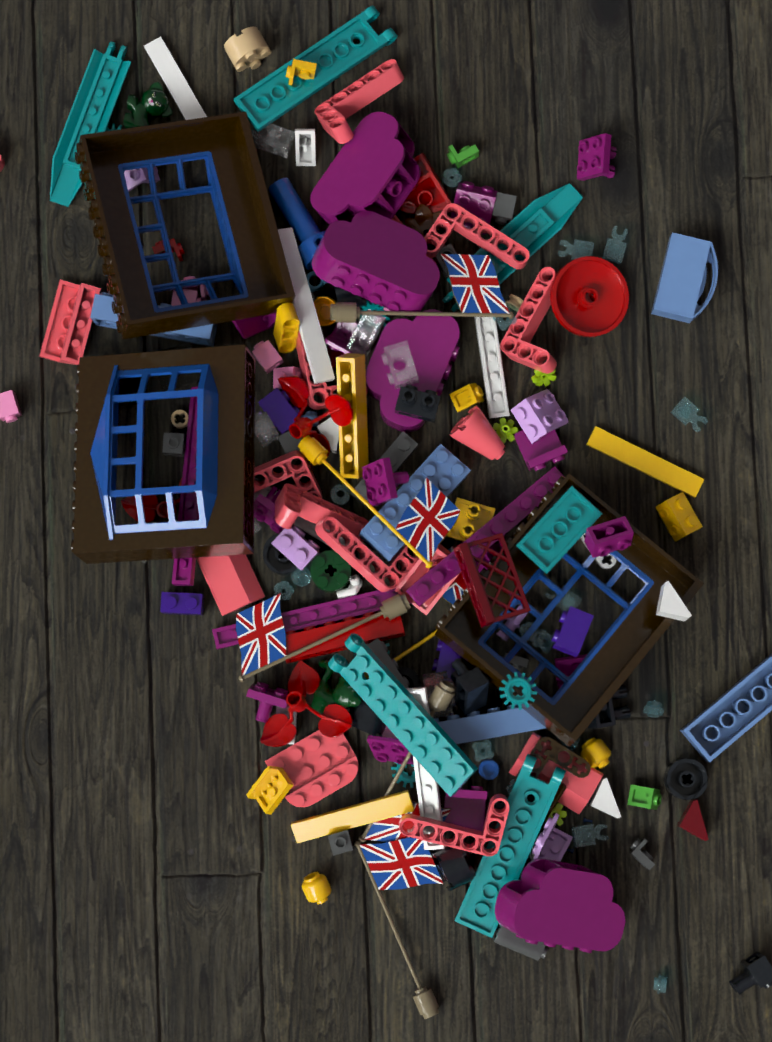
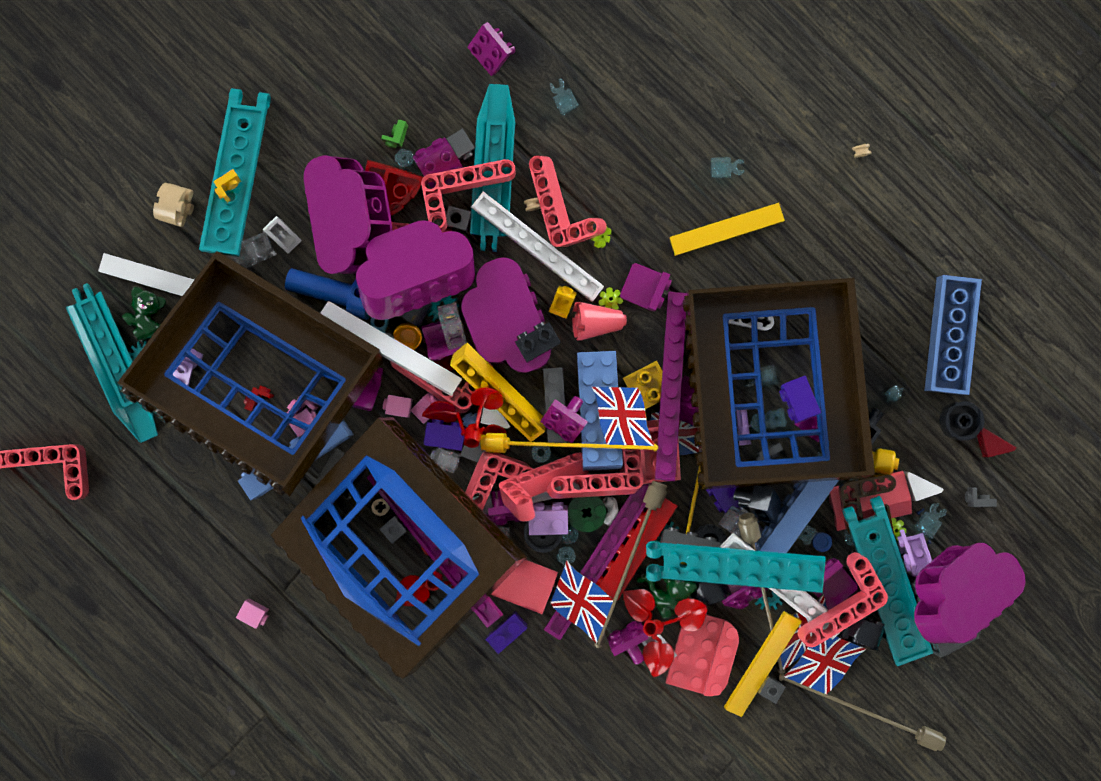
camera: 45 degrees left, 5 degrees up
(69, 323) = (238, 515): coral slope -> none
(270, 788) = (689, 699): yellow bracket -> none
(286, 327) = (393, 375): yellow beam -> none
(316, 888) = (783, 734): yellow head -> none
(335, 110) = (282, 166): coral beam -> none
(400, 352) = (492, 316): clear brick -> none
(423, 219) = (413, 208): reddish brown plate -> none
(472, 284) = (495, 222): flag -> none
(475, 585) = (706, 433): dark red fence -> none
(503, 324) = (541, 219): clear light blue plate -> none
(527, 690) = (808, 471): teal gear -> none
(539, 415) = (625, 266): lavender bracket -> none
(559, 529) = (720, 336): teal tile -> none
(577, 250) = (542, 124): clear light blue plate -> none
(589, 296) = (580, 151): red dish -> none
(609, 537) = (761, 309): magenta brick -> none
(644, 797) = (944, 459): bright green bracket -> none
(660, 984) = (1073, 574): clear light blue plate -> none
(671, 605) = (846, 314): white slope -> none
(678, 516) = (786, 245): yellow bracket -> none
(684, 278) = (633, 74): medium blue piece -> none

